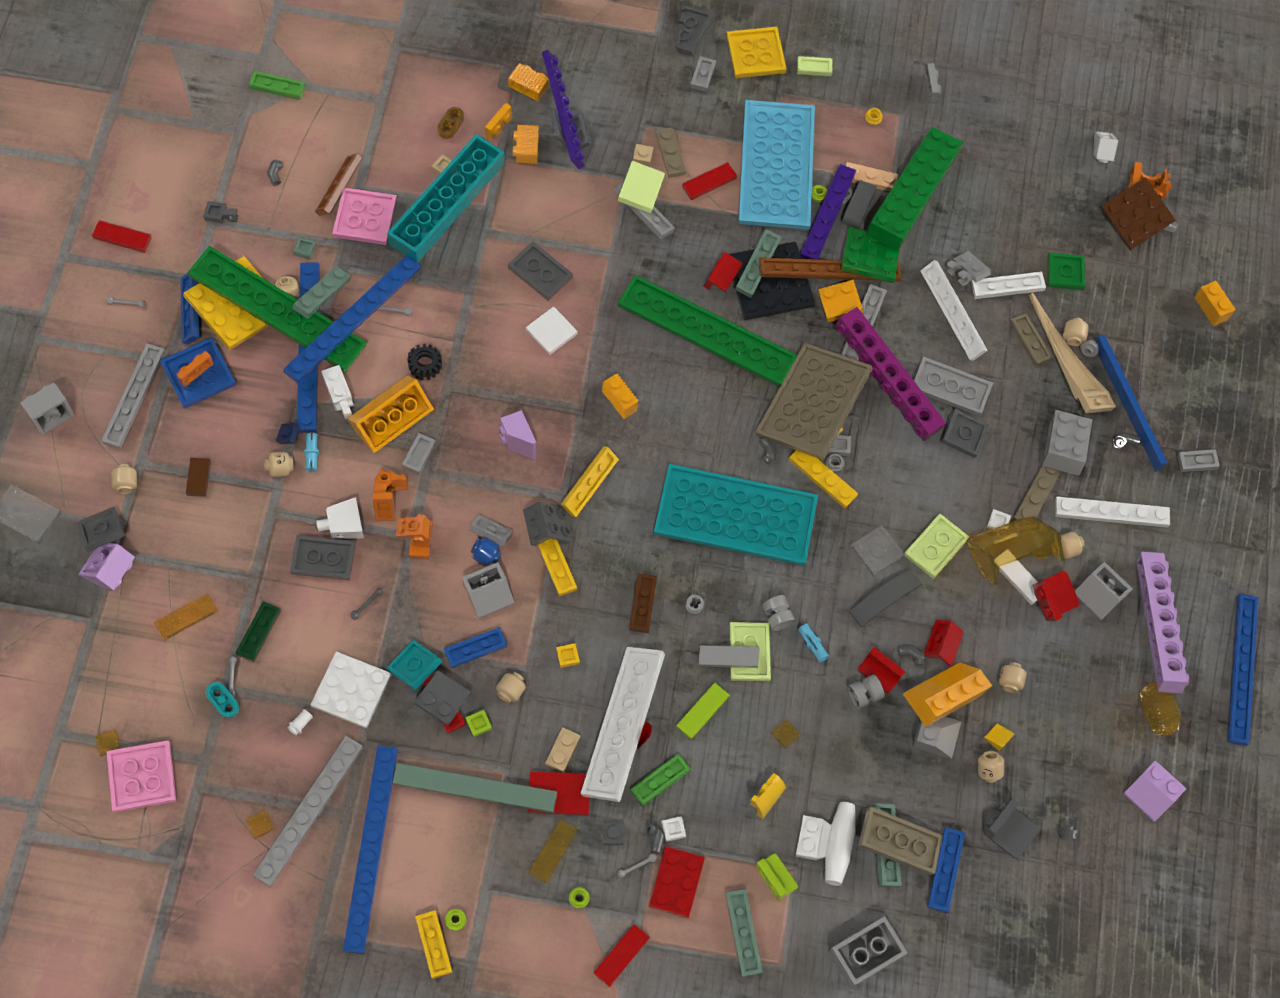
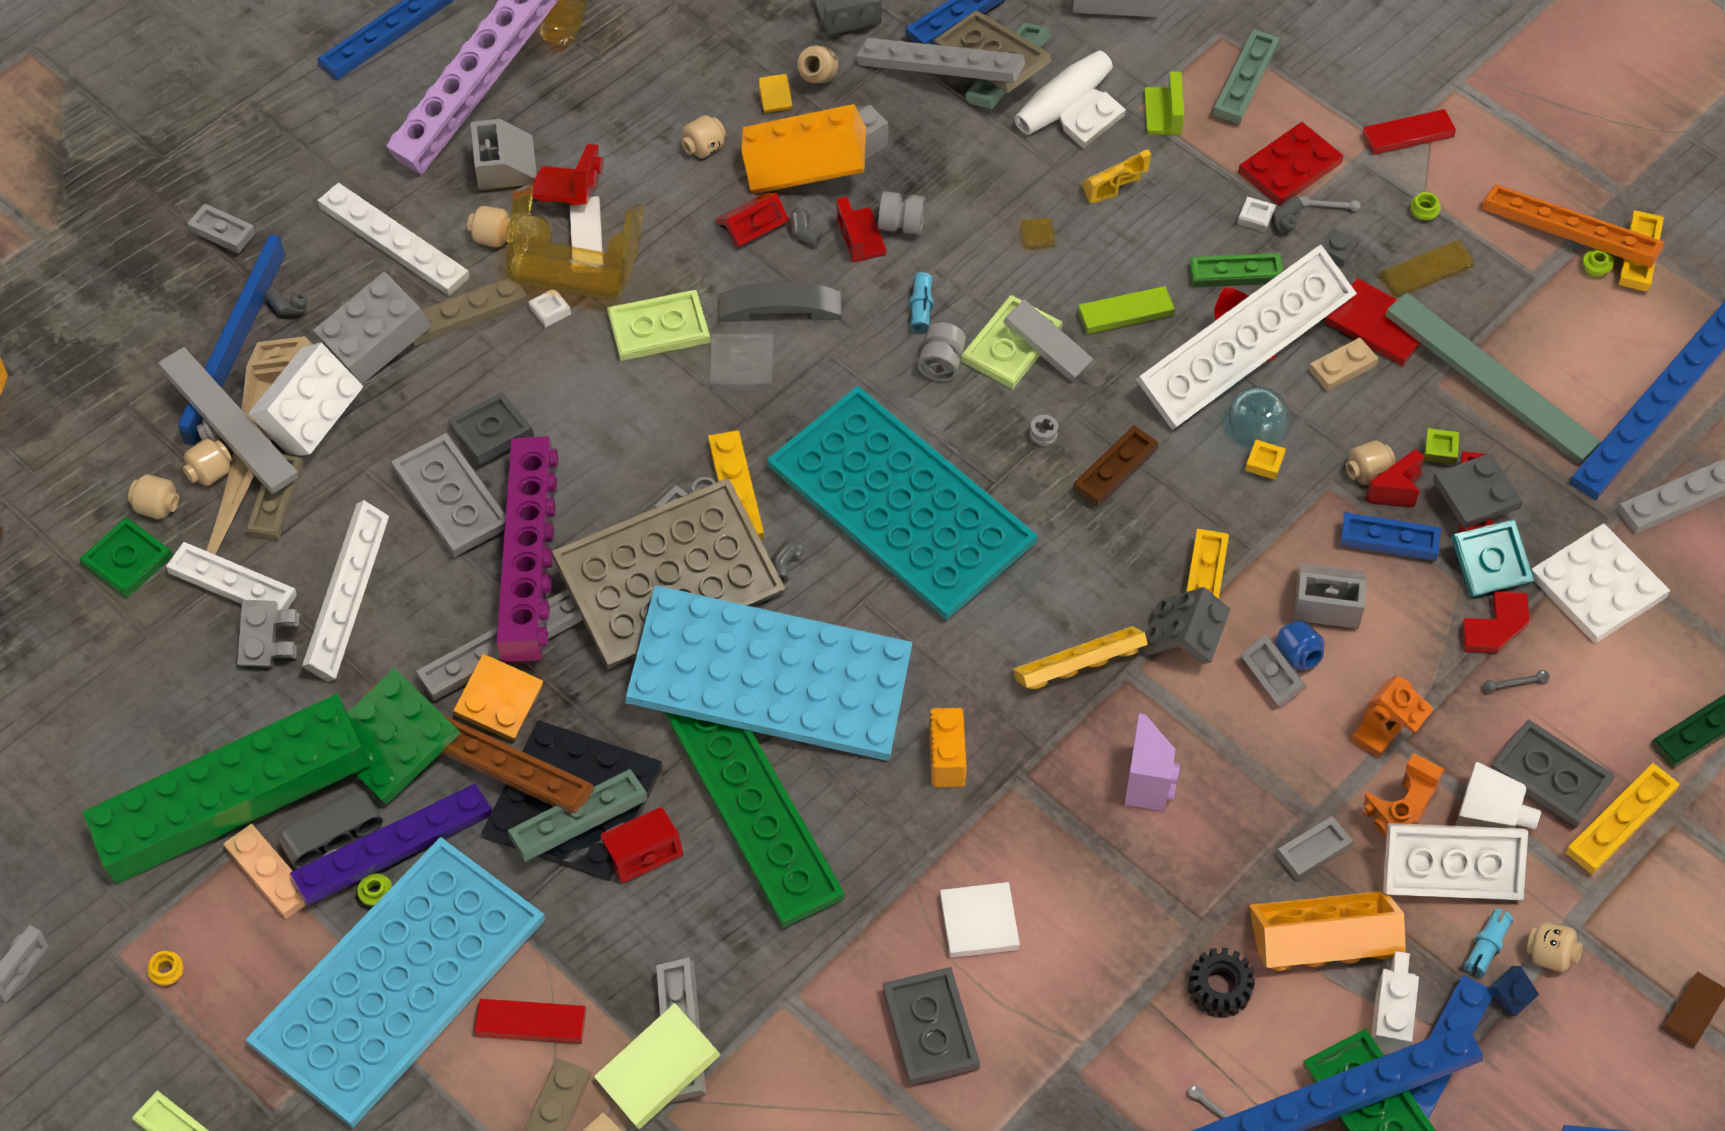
camera: 140 degrees left, 10 degrees down
(276, 554) = (1622, 818): none -> yellow plate
(300, 721) = (1703, 575): white pin -> none
(346, 474) = (1455, 861): none -> white plate
(387, 638) = (1492, 635): none -> red tile
(483, 933) = (1573, 225): none -> orange tile
(490, 678) = (1396, 483): none -> red slope
(587, 681) = (1258, 415): none -> clear light blue cylinder
(728, 382) = (770, 673): none -> medium azure plate
(923, 811) = (941, 59): none -> light grey plate
(1058, 380) = (305, 400): none -> white brick
(1082, 302) = (153, 496): none -> tan head
(1084, 349) = (228, 420): none -> light grey tile

